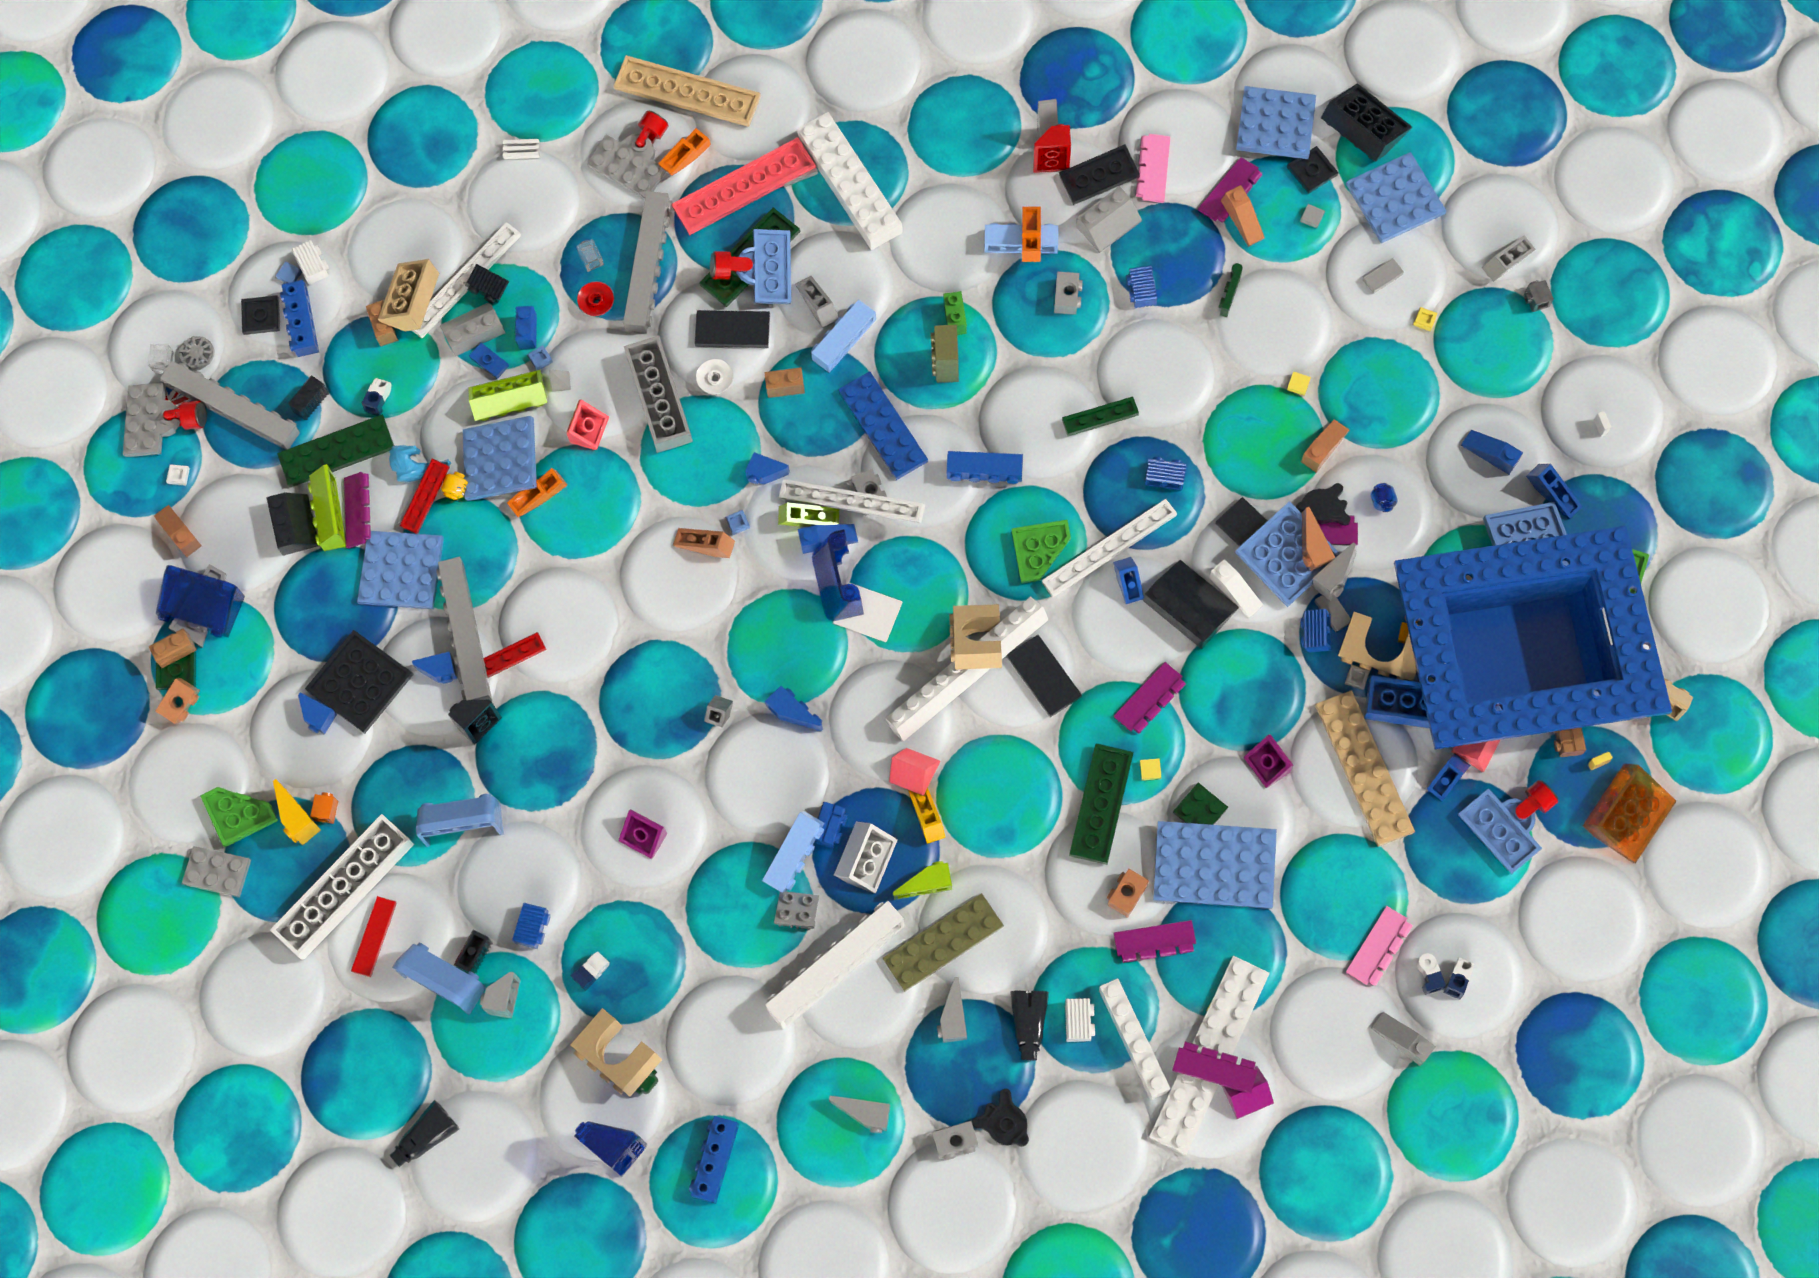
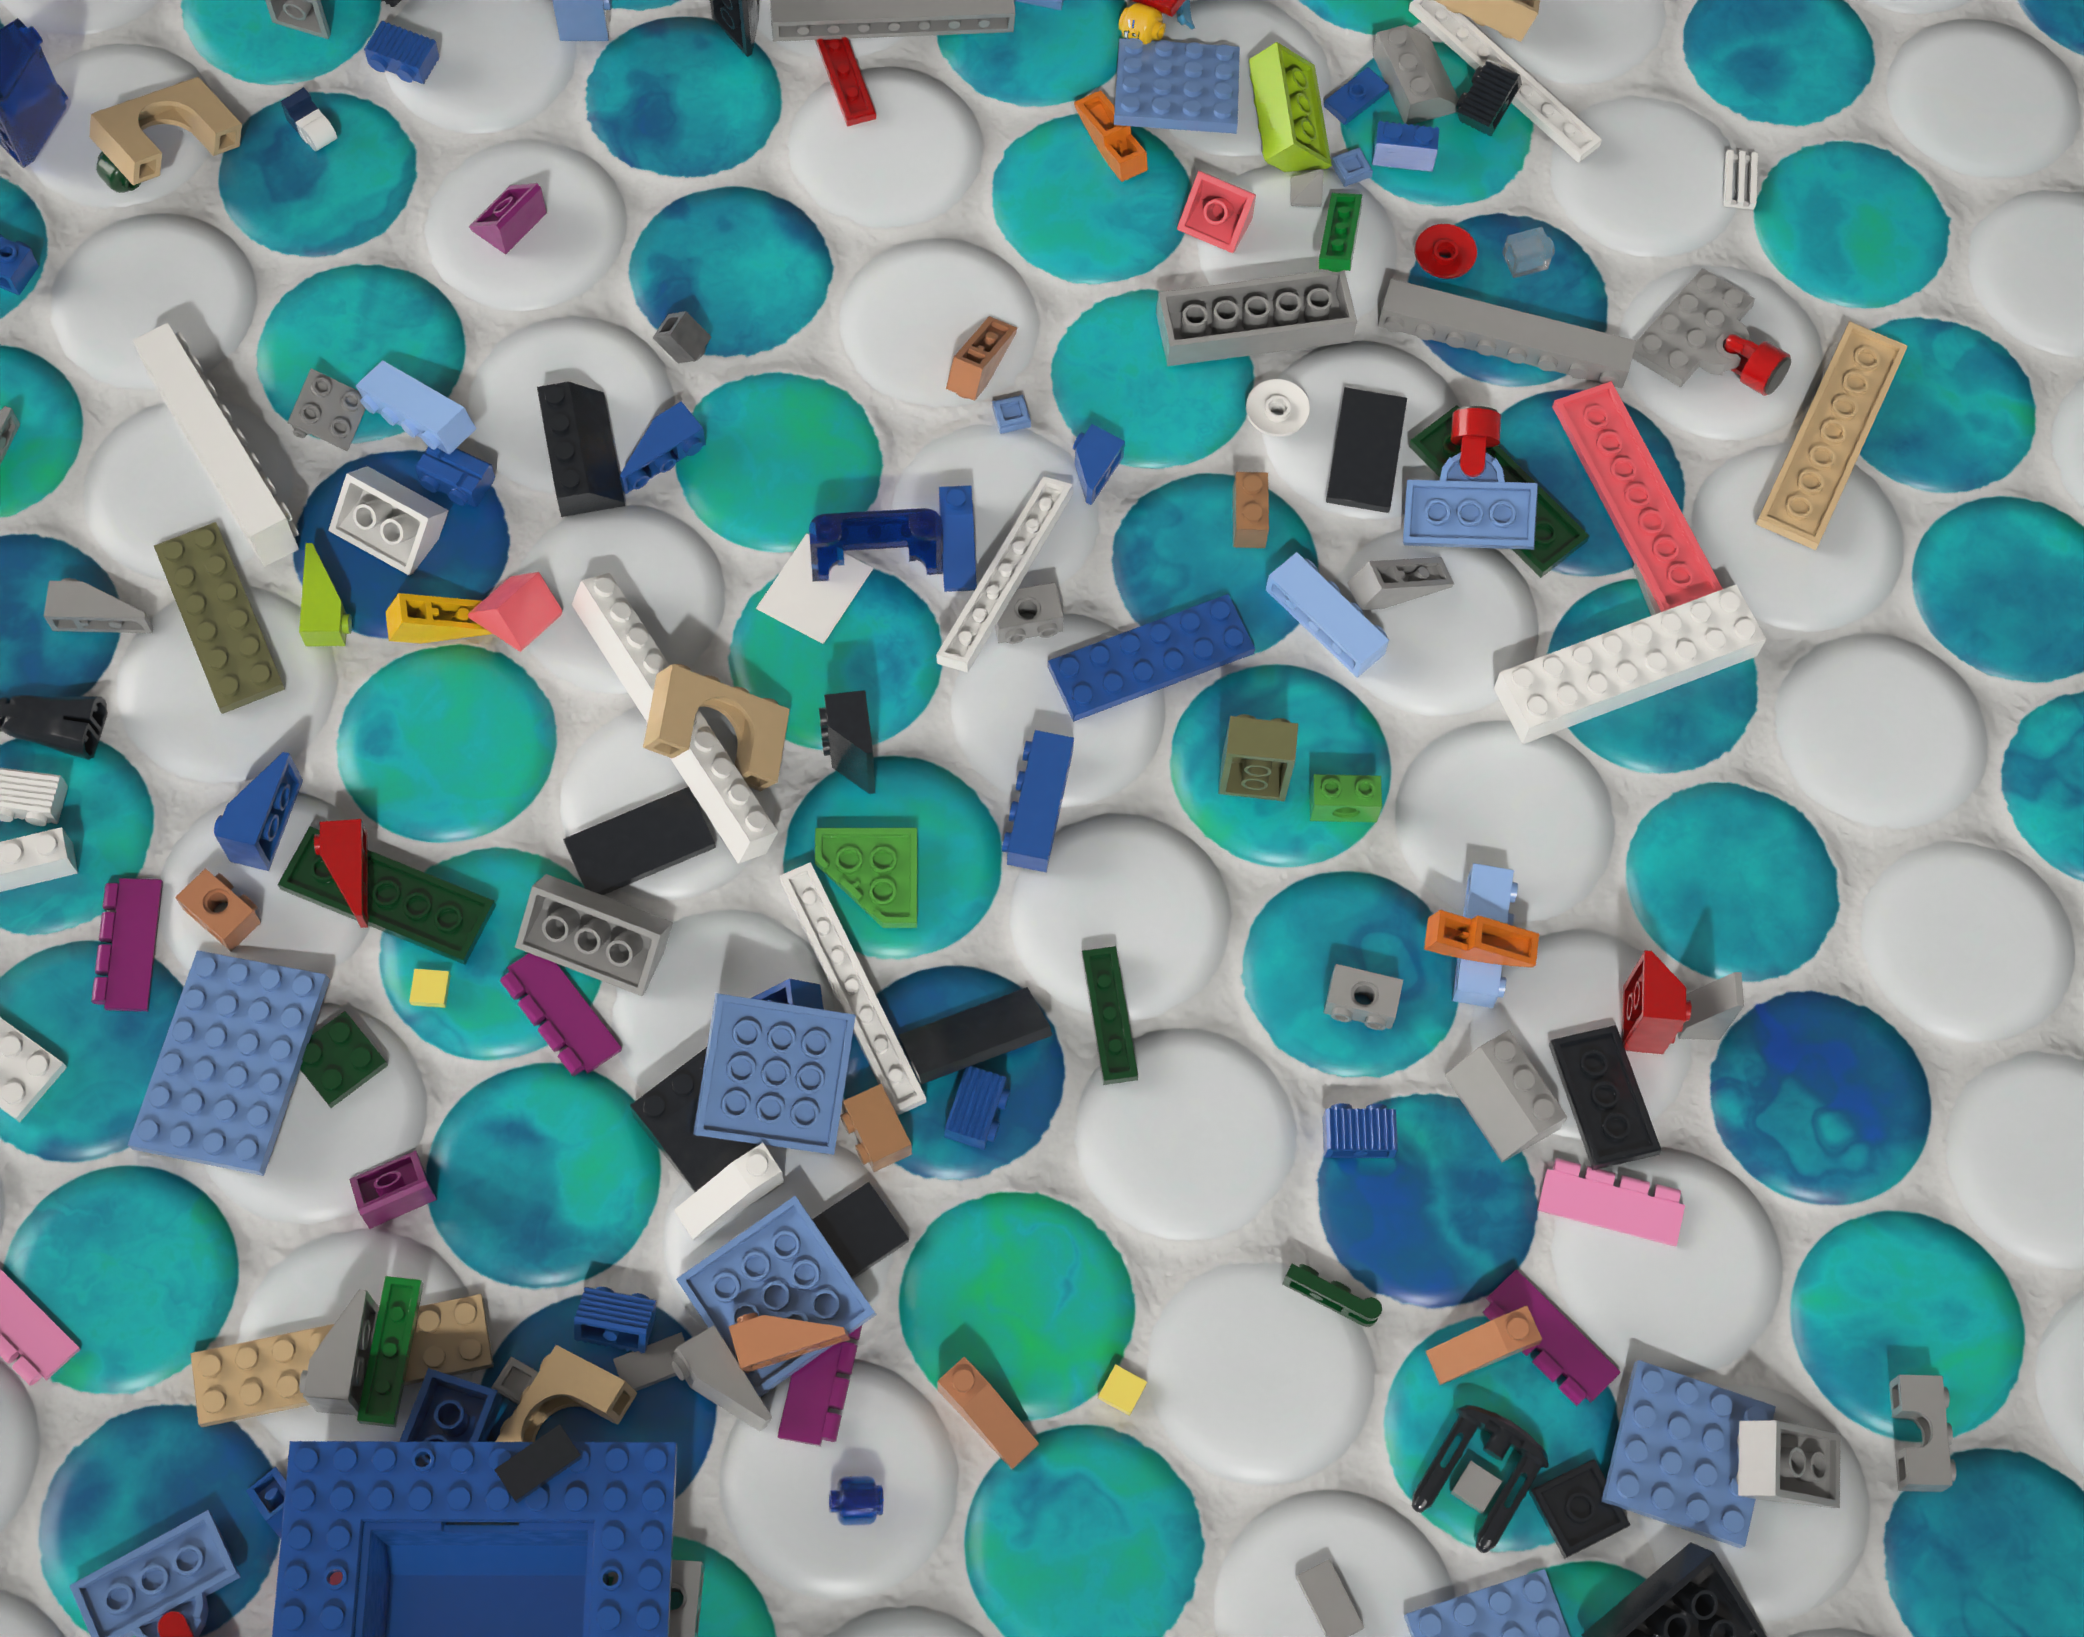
camera: 90 degrees right, 5 degrees down
(595, 352) = (1340, 232): none -> green plate
(685, 152) = (1709, 414): orange slope -> none
(801, 758) = (580, 448): none -> black slope
(807, 515) = (999, 509): lime slope -> none
(971, 563) = (848, 737): none -> black slope
(1073, 879) = (259, 815): none -> blue slope
(1089, 824) = (345, 854): none -> red slope
(1105, 685) = (593, 934): none -> light grey slope
(1126, 479) = (975, 1035): none -> black tile
(1172, 570) = (774, 1074): none -> medium blue plate
(1186, 521) = (876, 1128): none -> medium nougat brick
(1258, 17) = (1925, 1403): none -> light grey arch
(1275, 76) = (1788, 1463): none -> light grey slope
(1289, 206) = (1503, 1435): none -> black piece
(1326, 505) = (860, 1384): black tile -> none
(1359, 737) = (390, 1351): none -> green plate
(1373, 753) = (341, 1360): none -> light grey slope
(1422, 620) = (538, 1463): none -> black tile

